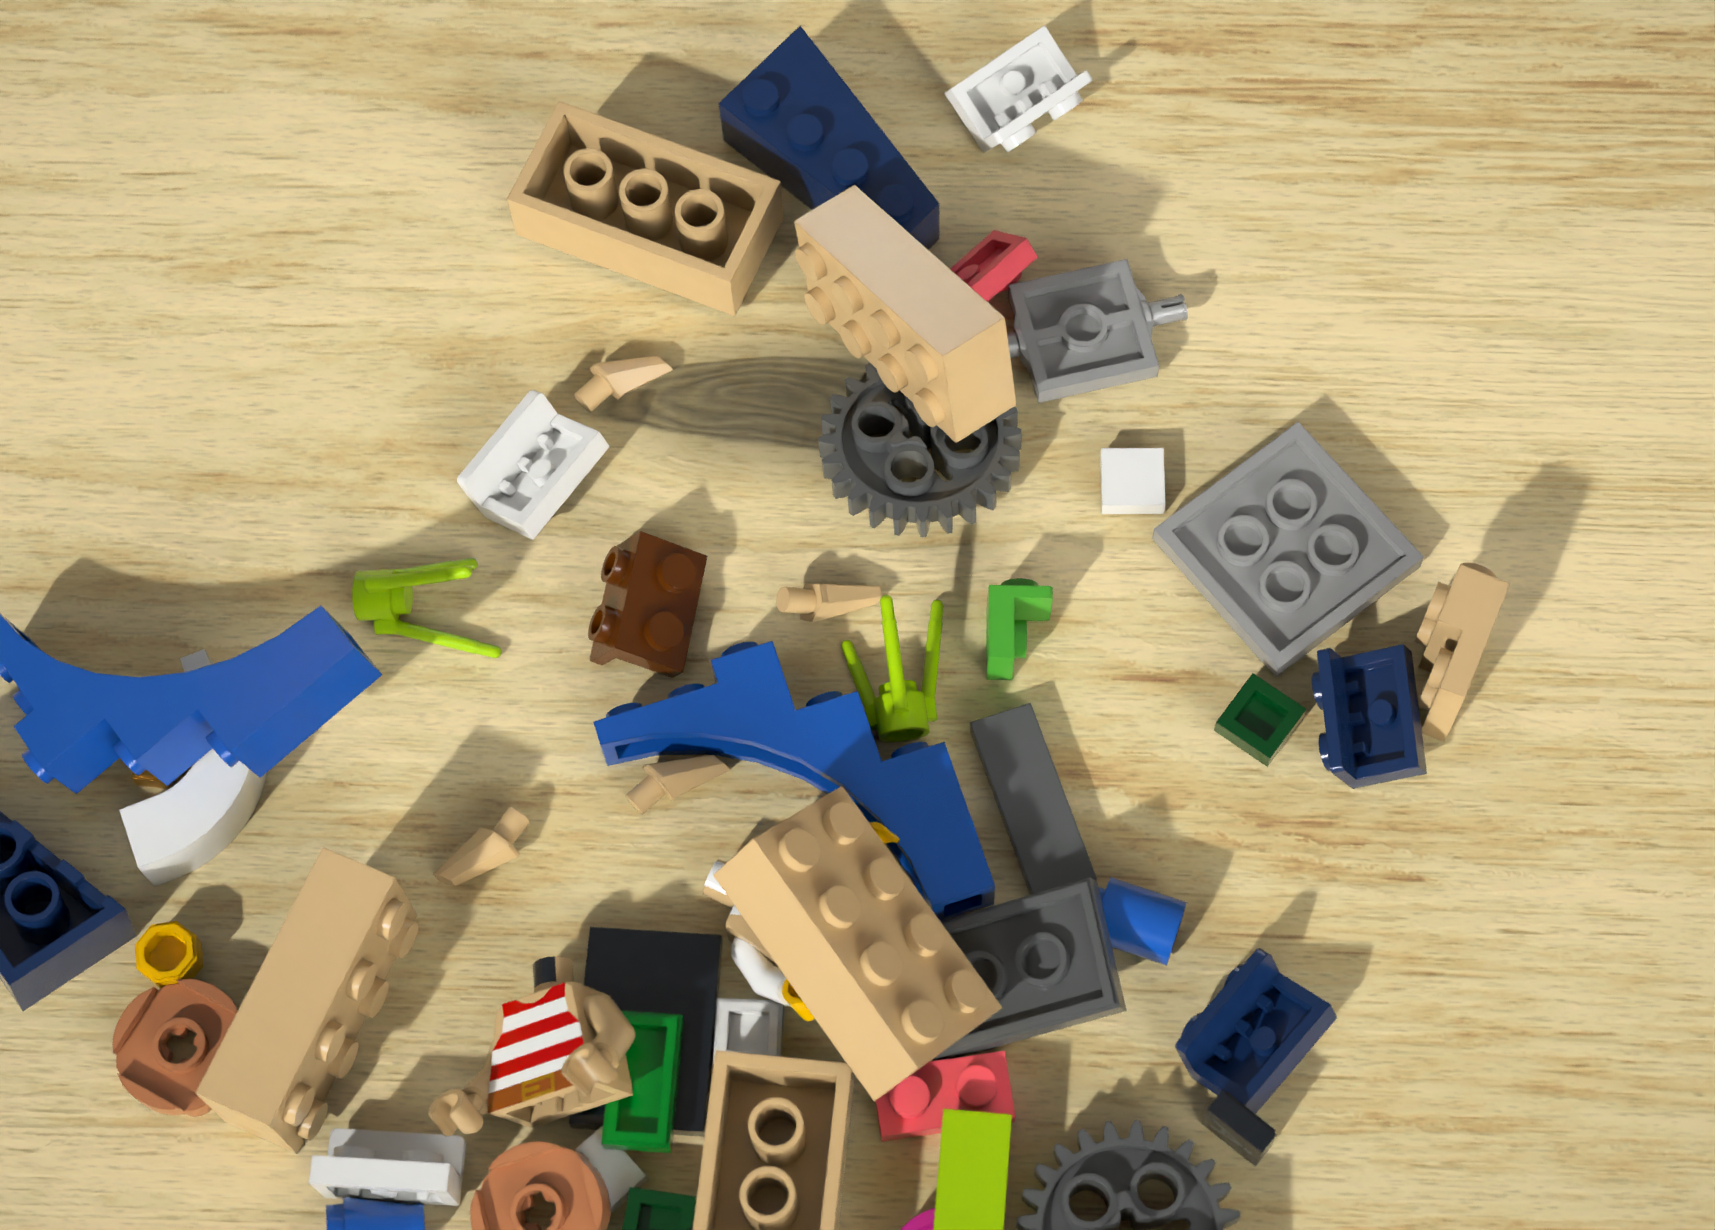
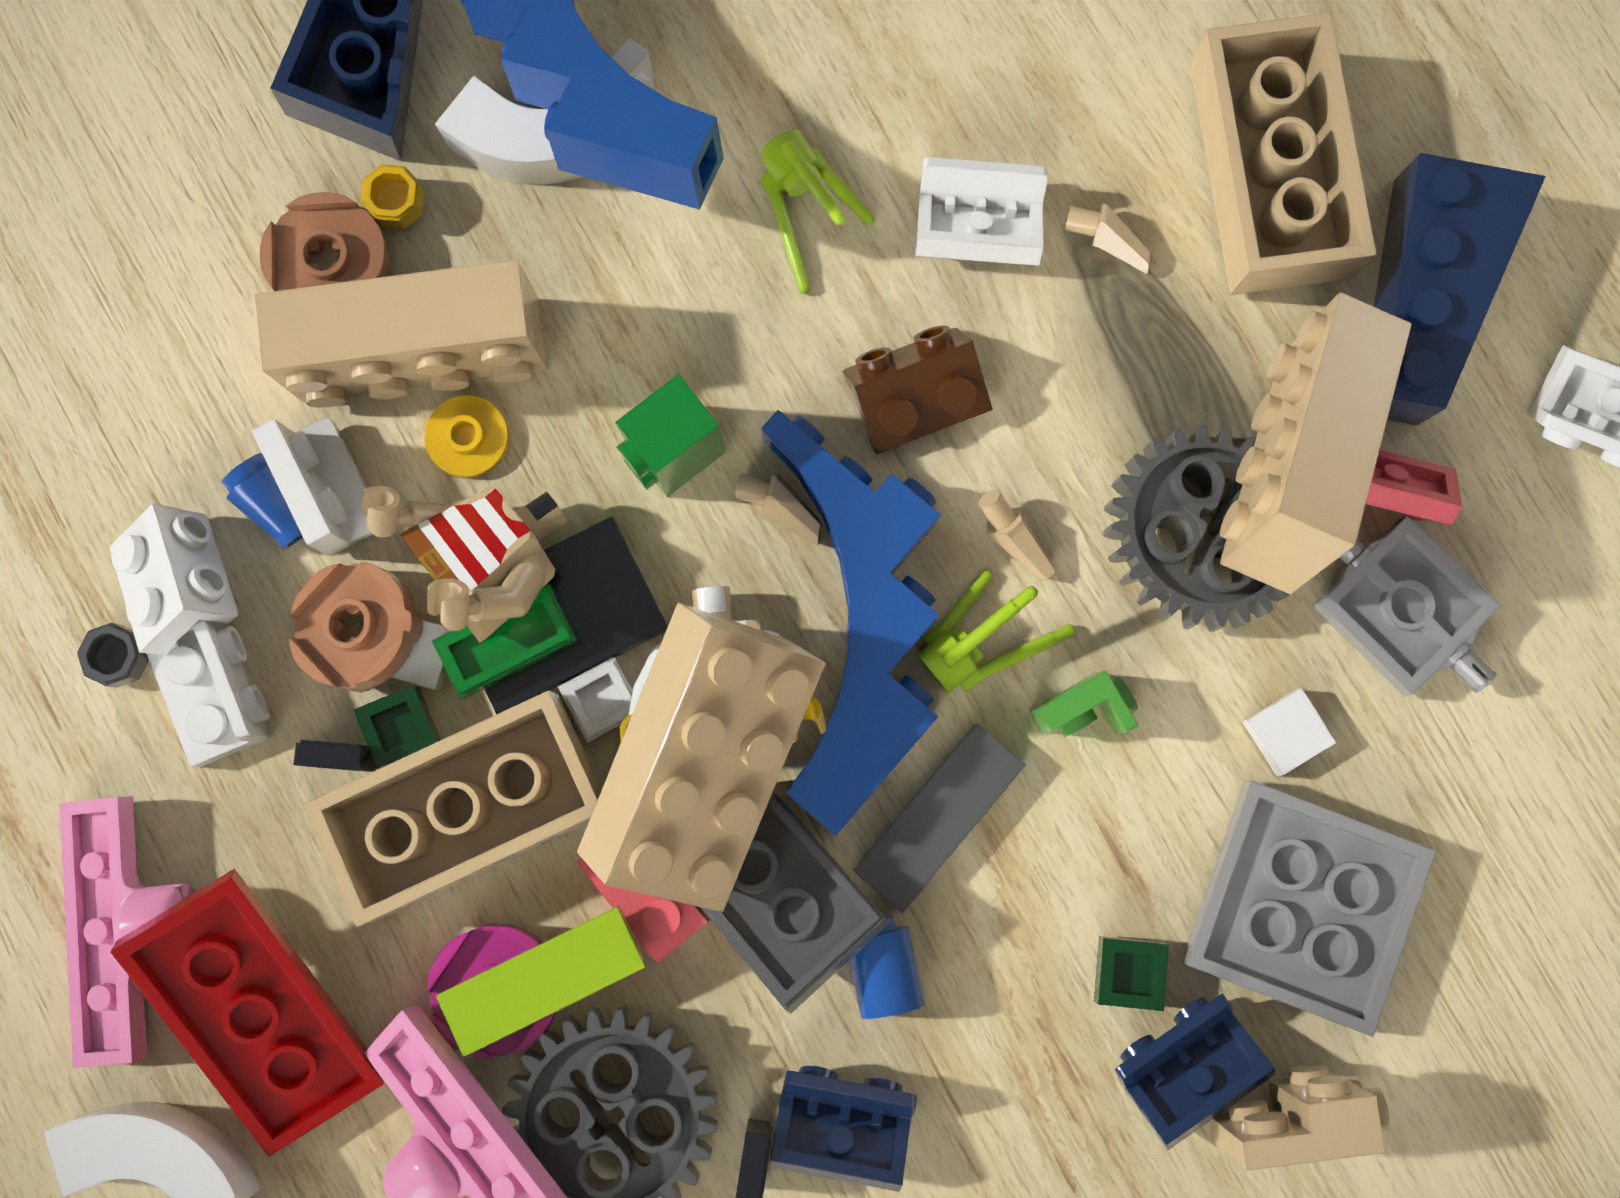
camera: 55 degrees right, 15 degrees up
(431, 1020) = (466, 437): none -> yellow piece
(484, 850) = (618, 385): tan bar -> none
(558, 824) = (669, 437): none -> green brick

